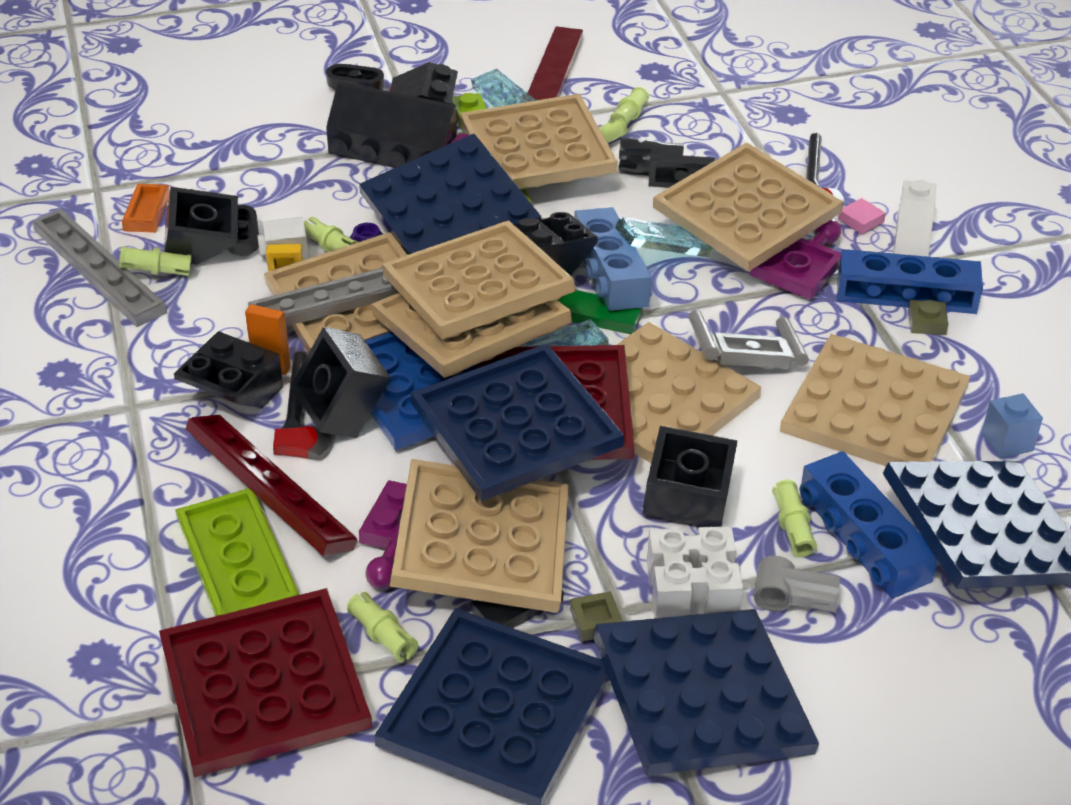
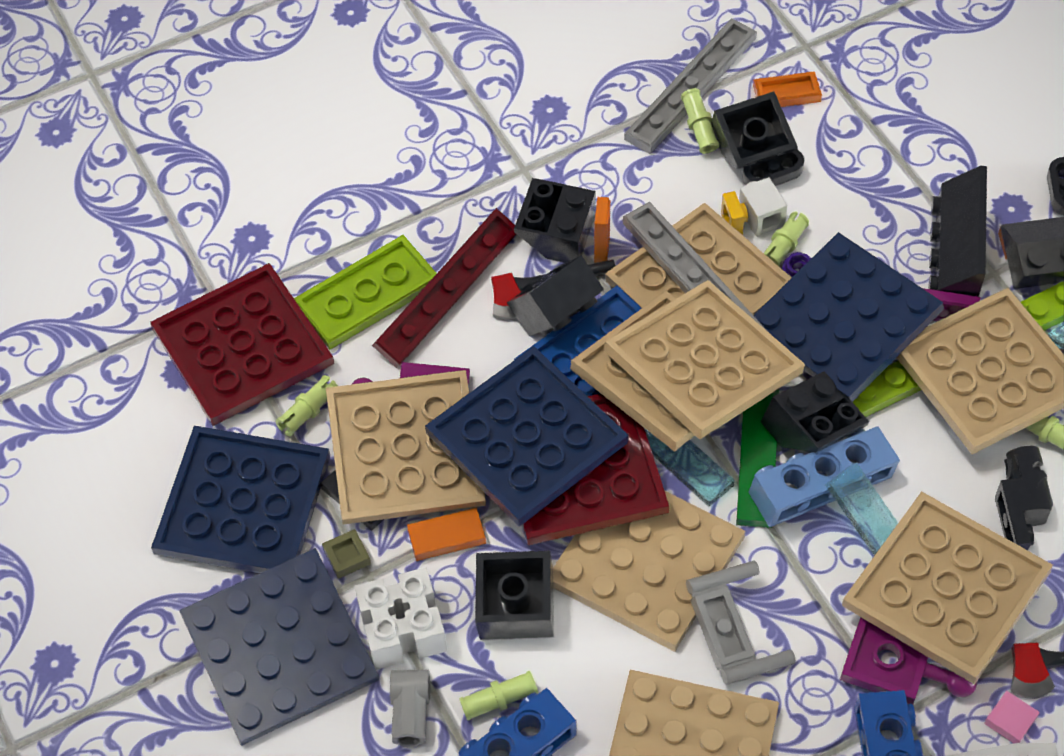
camera: 80 degrees right, 15 degrees up
(589, 534) = (446, 534): none -> orange tile

